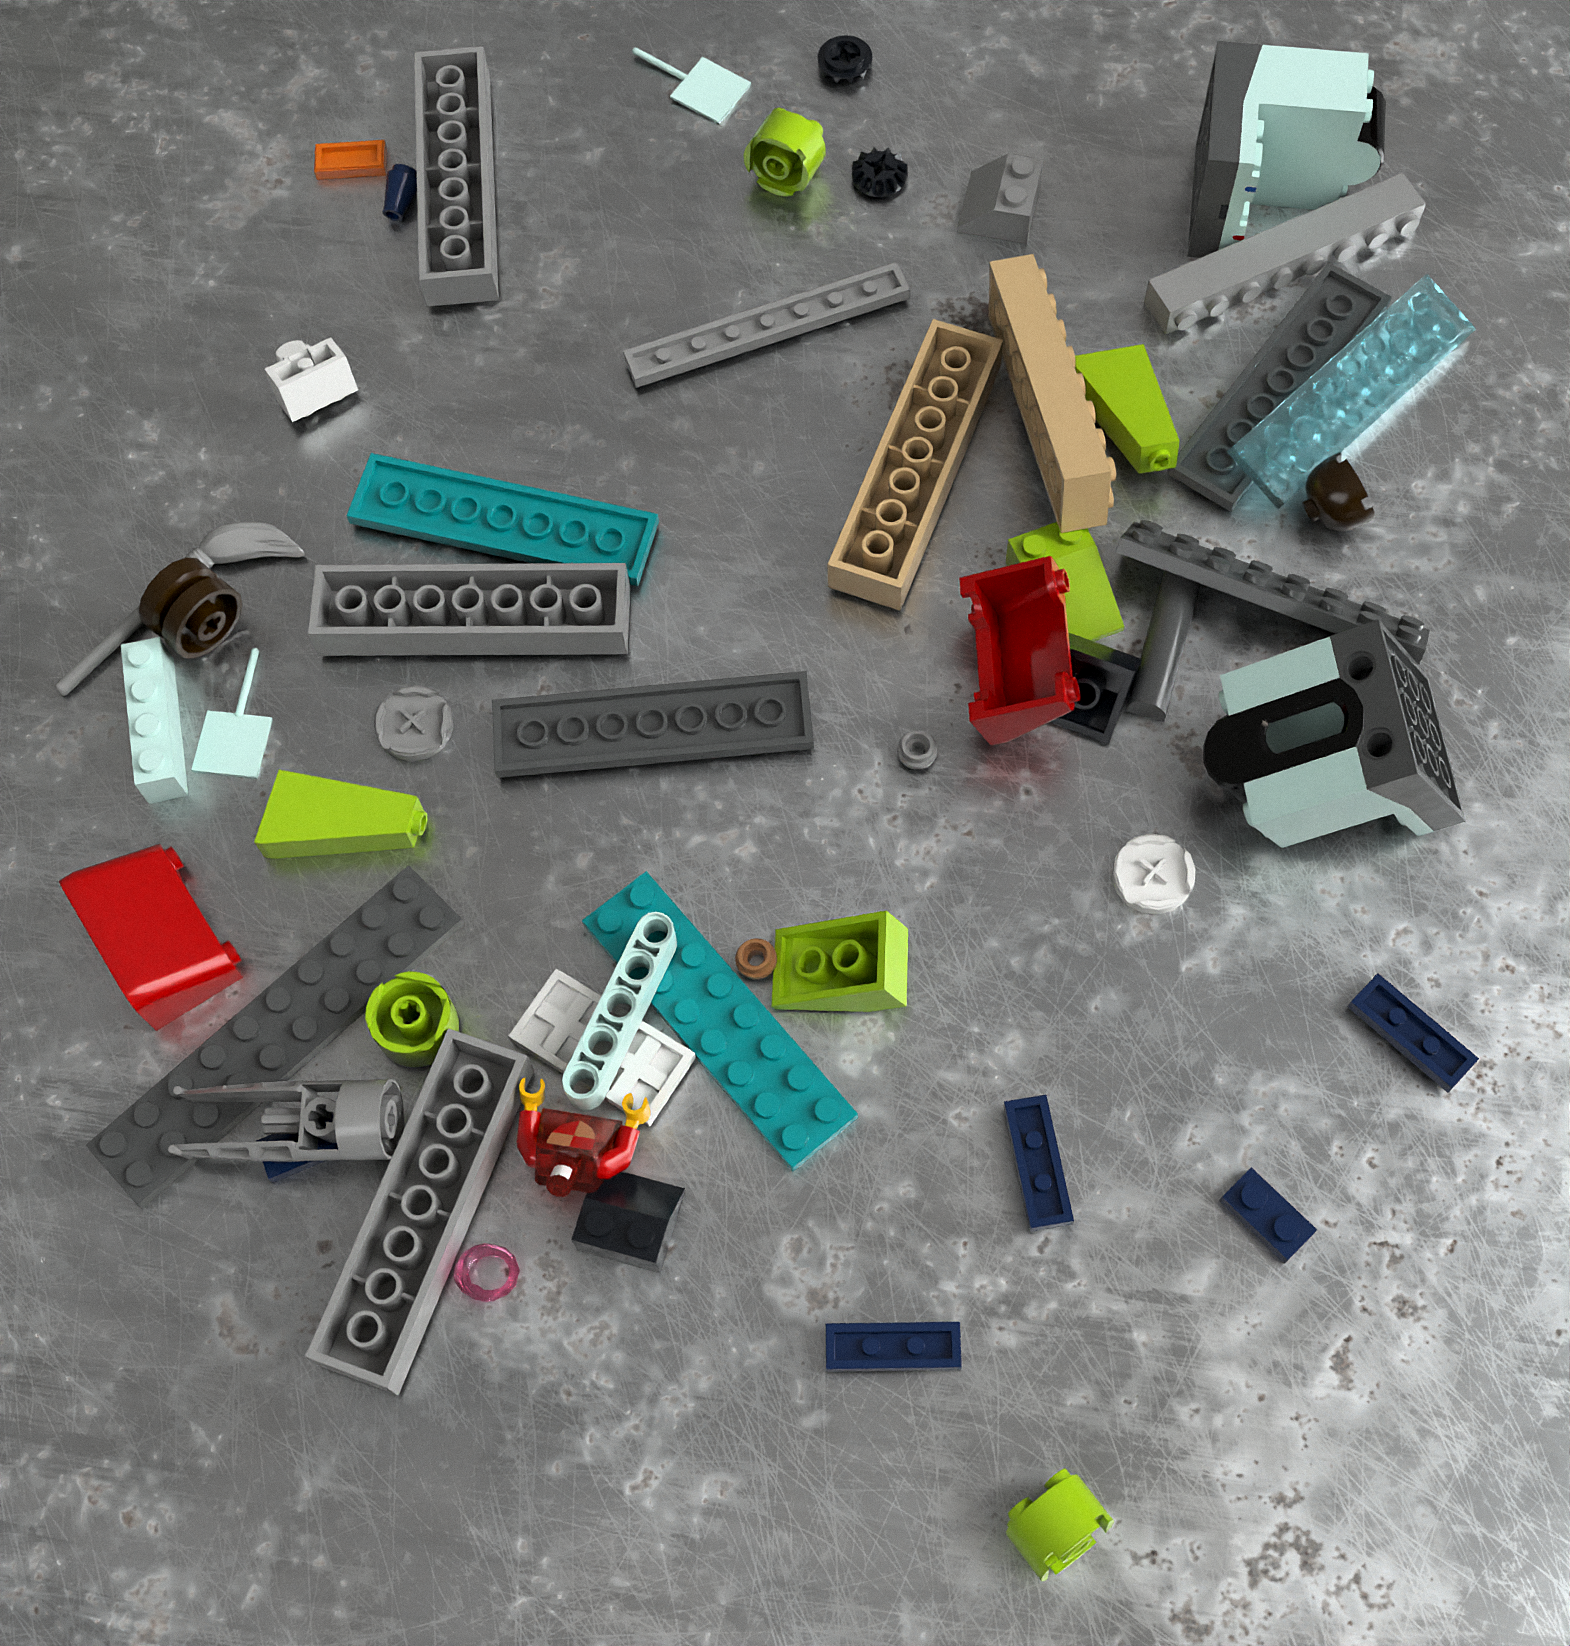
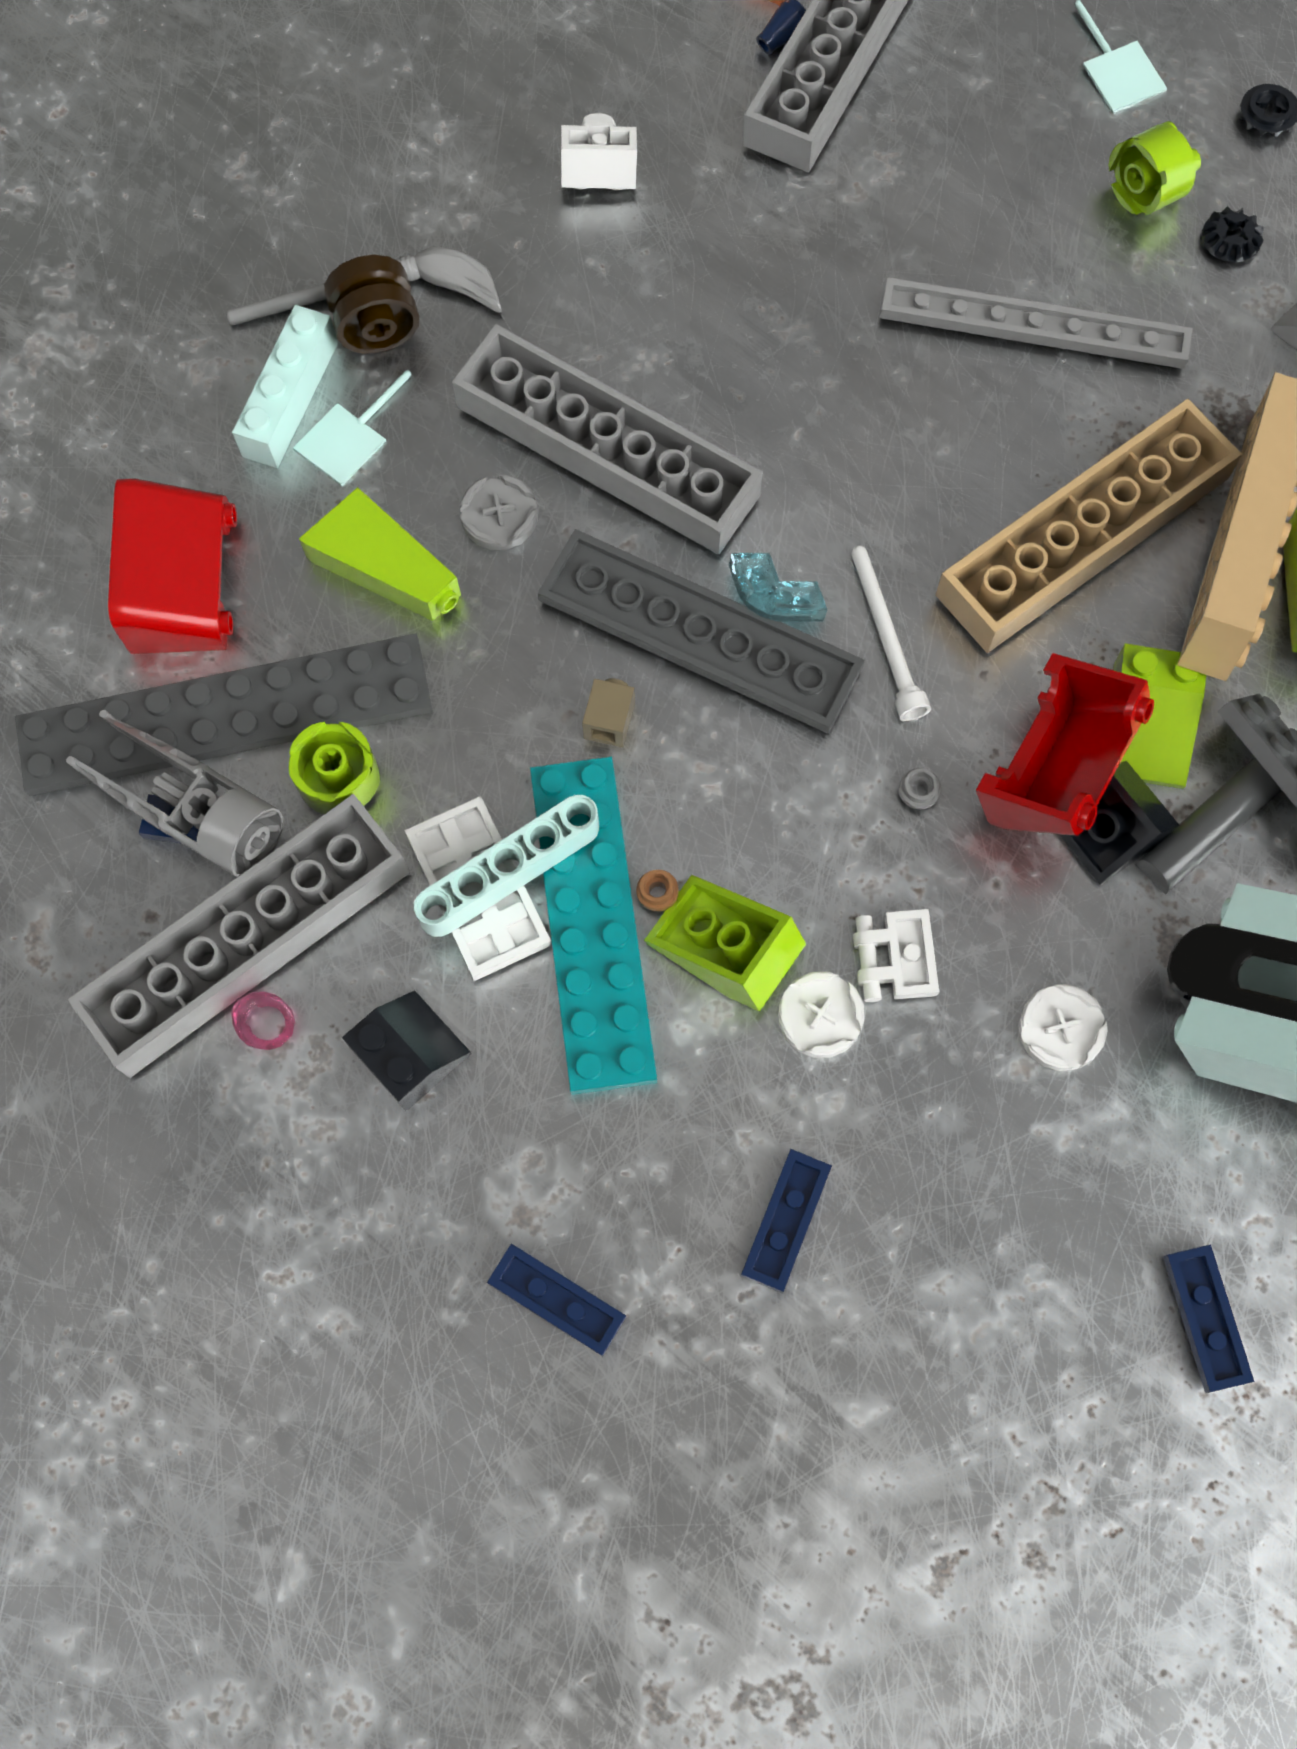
camera: 30 degrees right, 5 degrees up
(499, 516) = (687, 371): teal plate -> none
(575, 1148) = (396, 961): torso -> none
(620, 835) = (609, 712): none -> dark tan brick
(691, 663) = (775, 599): none -> clear light blue plate
(865, 683) = (910, 701): none -> white piece
(956, 980) = (821, 1014): none -> white tile
(995, 886) = (910, 955): none -> white plate
(1057, 1524) = (593, 1545): lime brick -> none
(1268, 1215) = (963, 1397): dark blue plate -> none

